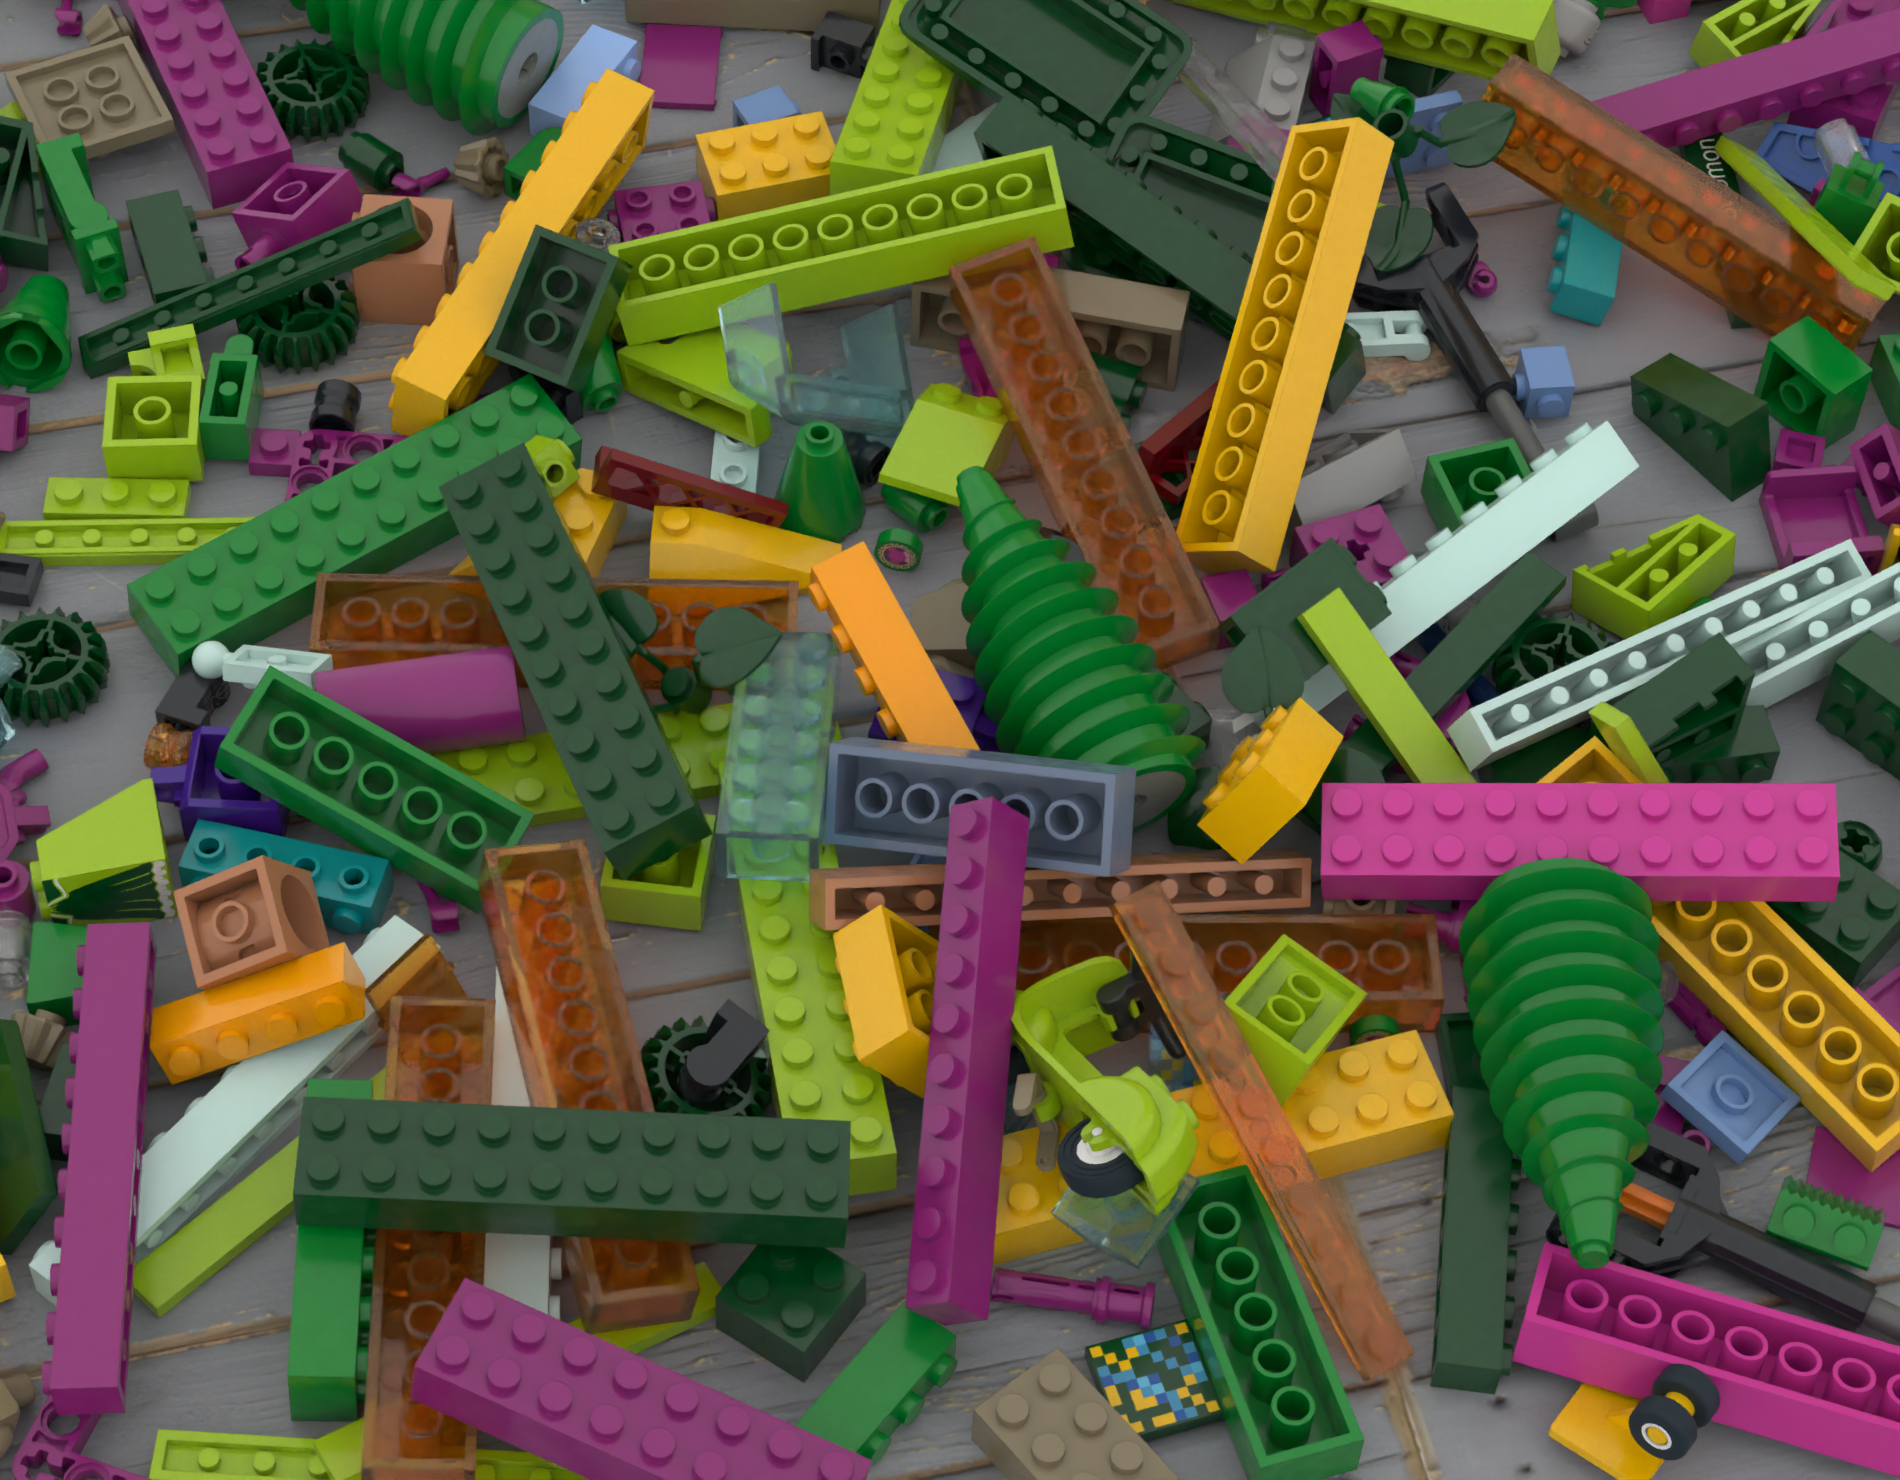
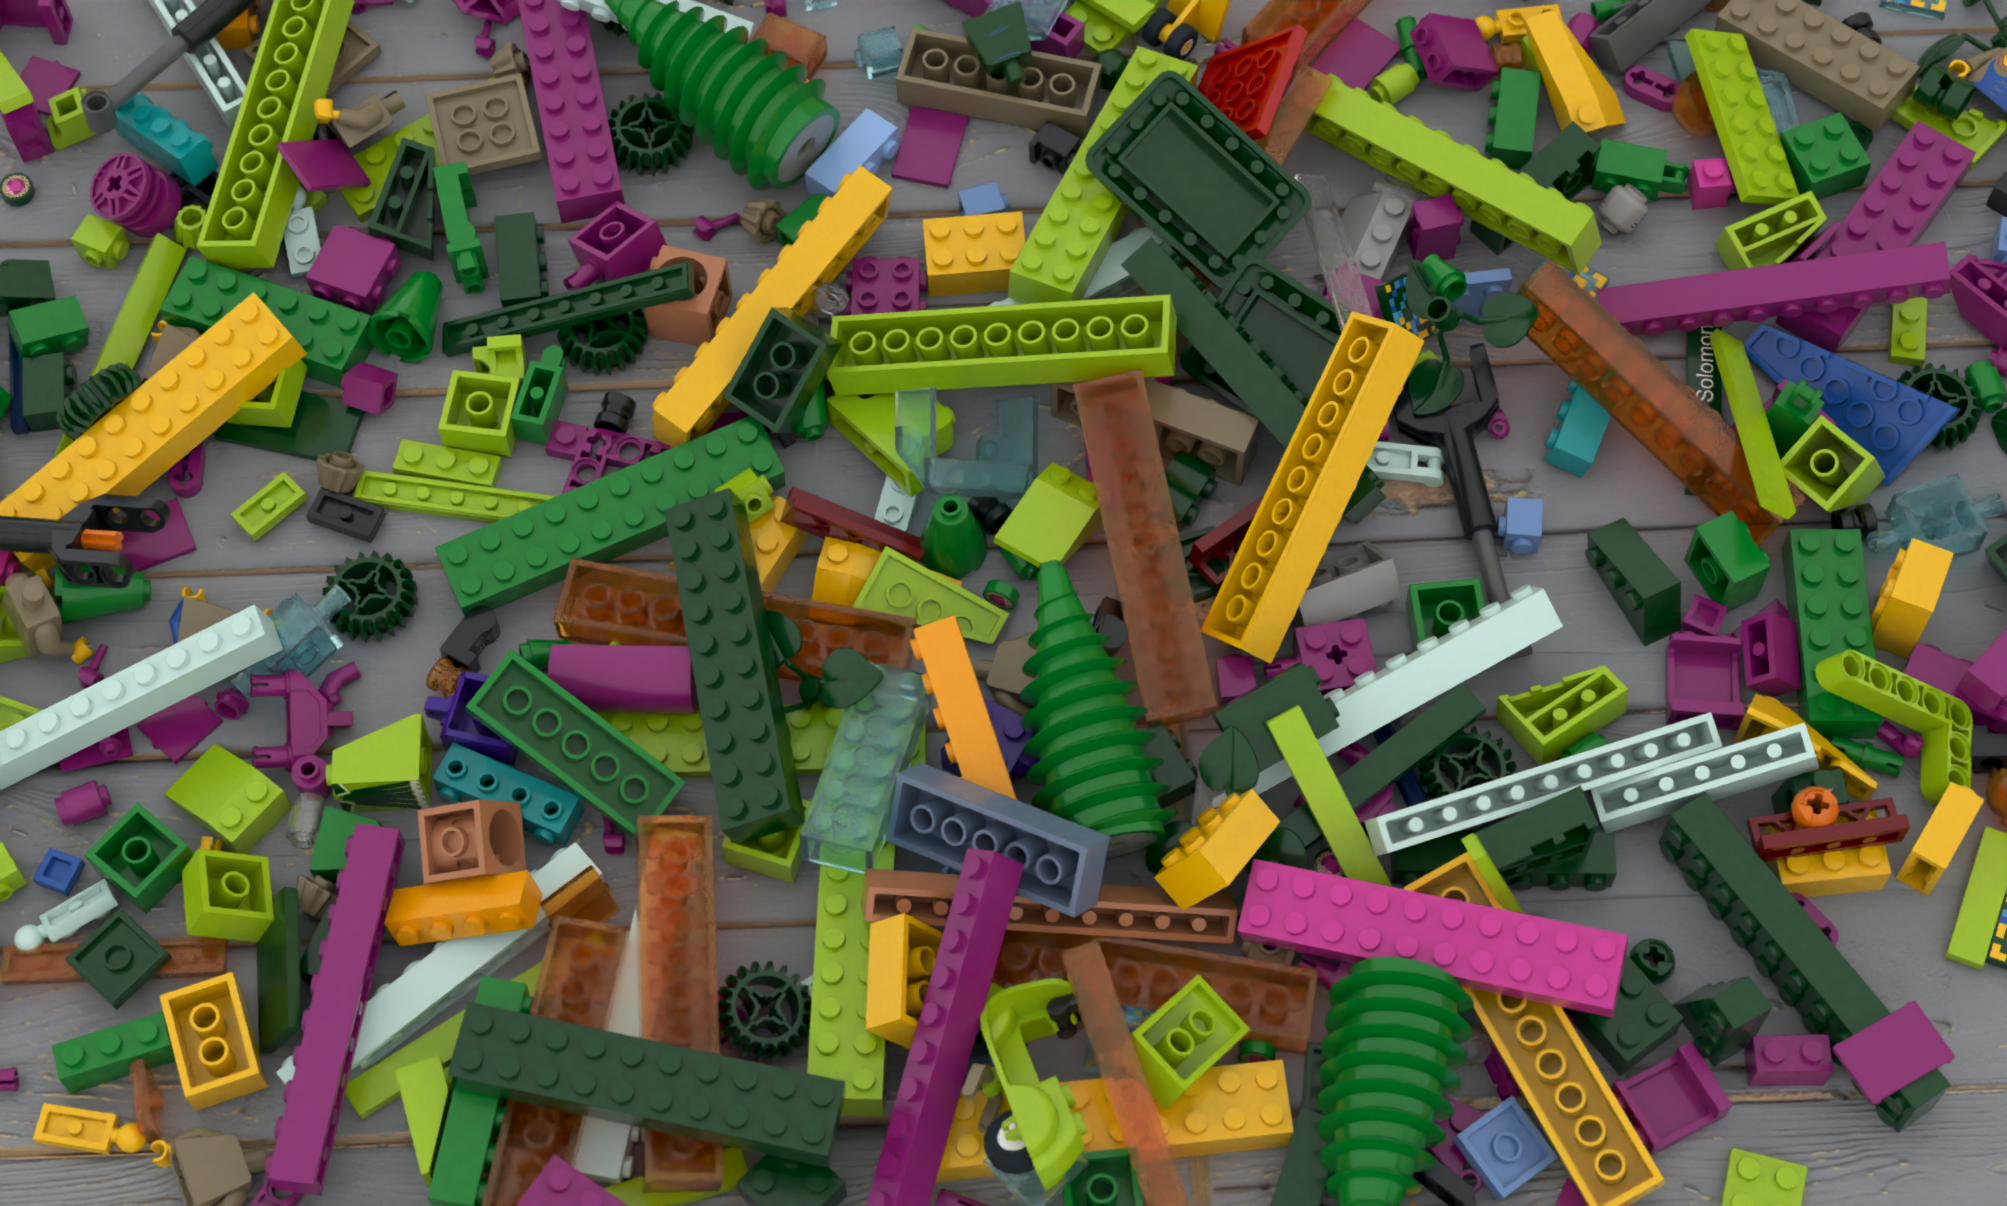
camera: 15 degrees right, 10 degrees up
(251, 662) = (520, 626): light aqua plate -> none
(257, 1268) = (426, 1101): none -> lime slope
(371, 160) = (681, 201): dark green brick -> none
(713, 1066) = (770, 1007): black leg -> none
(779, 548) = (913, 591): none -> lime wing
(1837, 143) = (1804, 361): clear brick -> none

